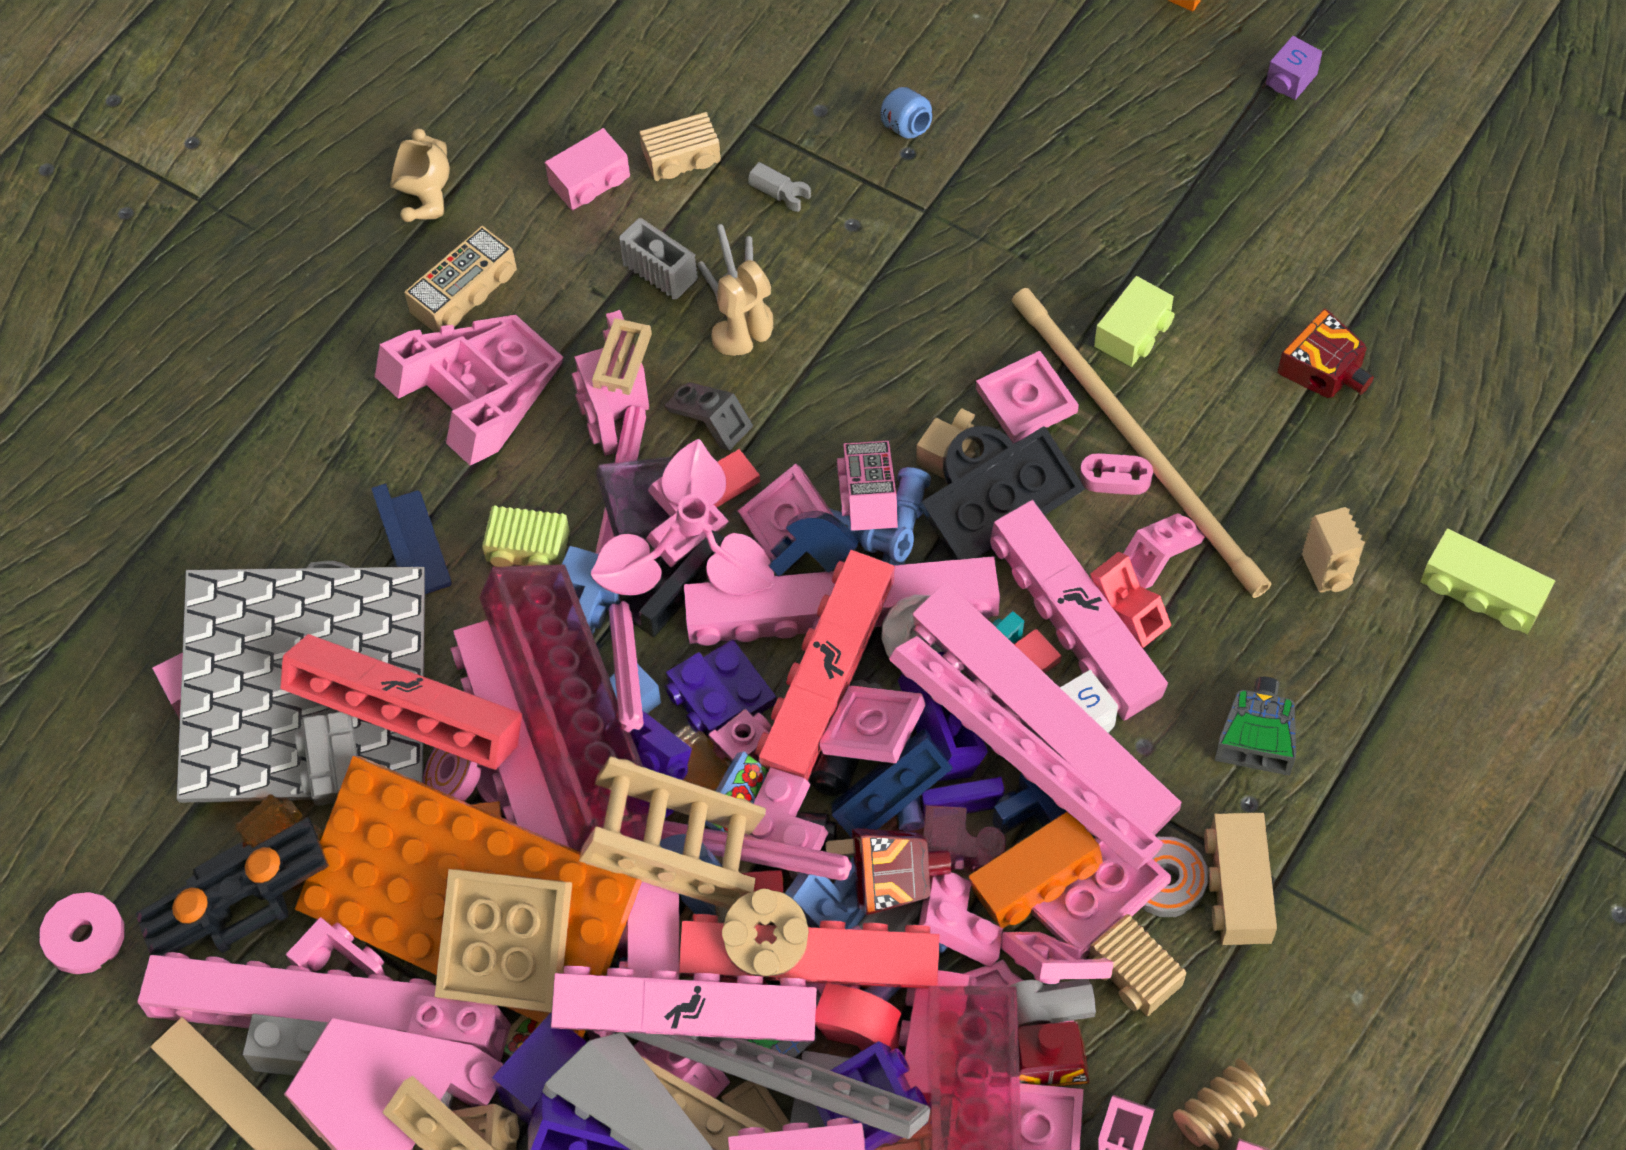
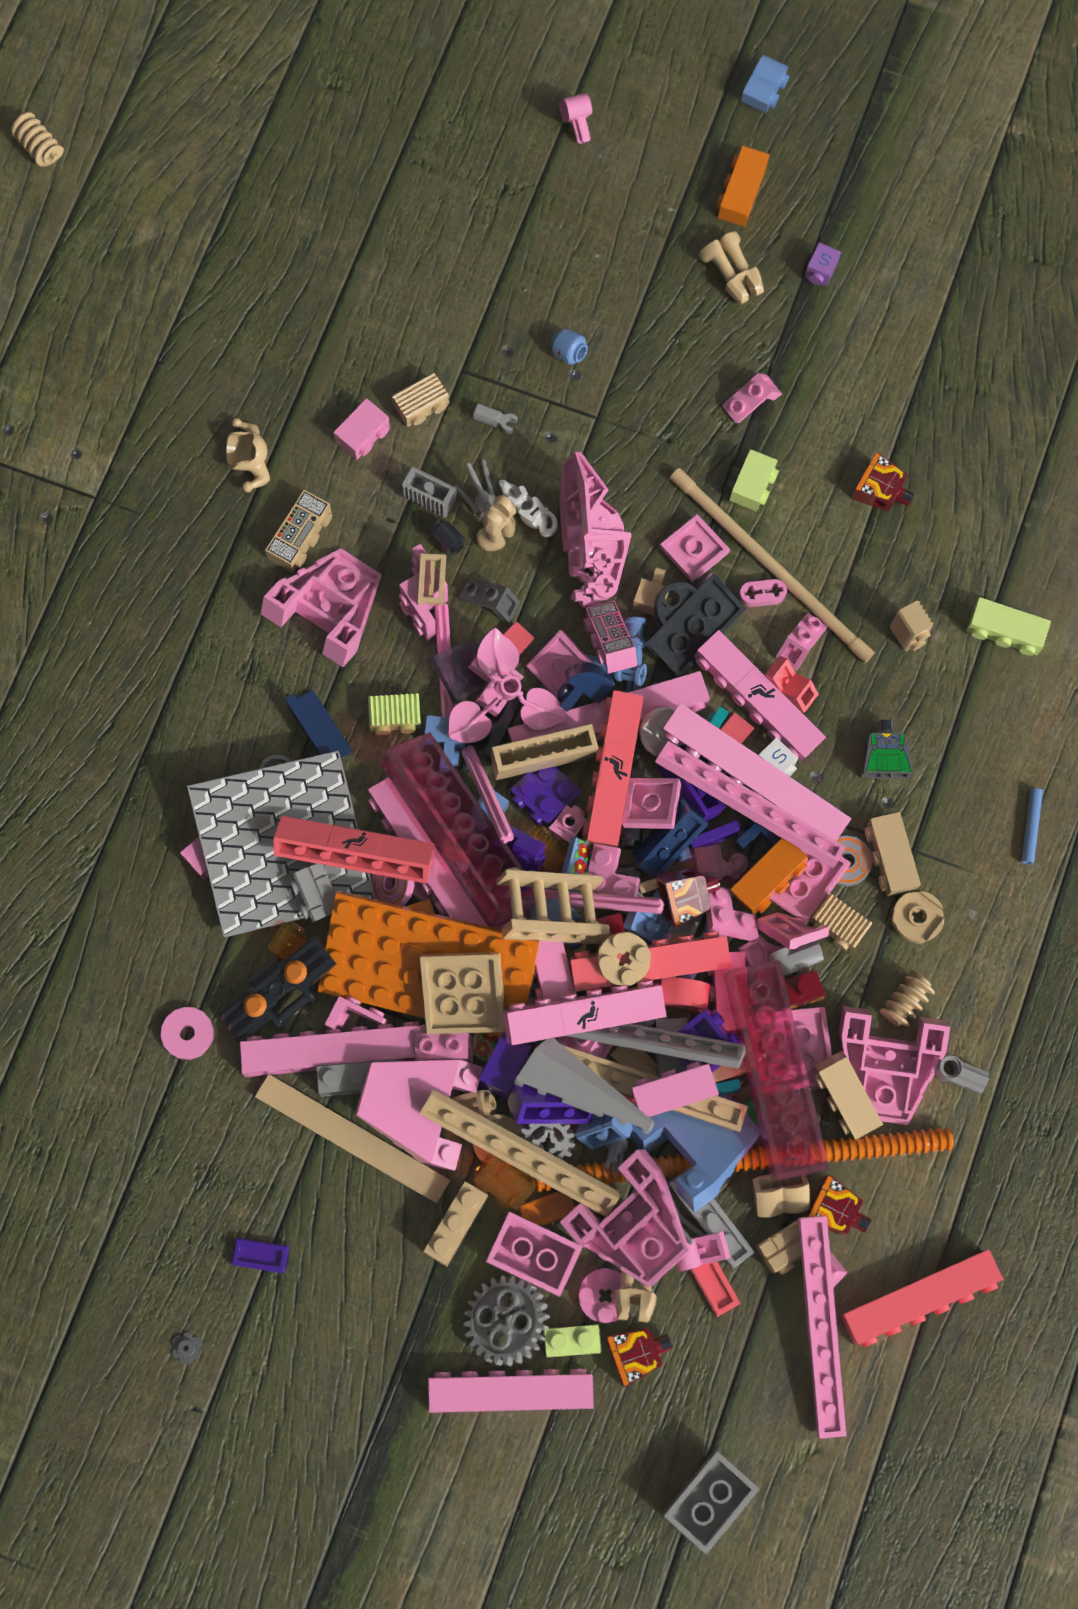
camera: 20 degrees left, 15 degrees up
(668, 322) = (447, 537): none -> black brick
(725, 621) = (543, 752): none -> tan brick
(796, 303) = (530, 509): none -> white animal
(876, 343) = (590, 532): none -> bright pink connector
(1153, 212) = (751, 396): none -> bright pink bracket
(1163, 71) = (735, 283): none -> tan piece
(1266, 959) = (932, 914): none -> tan plate
(1477, 880) = (1032, 825): none -> medium blue piece

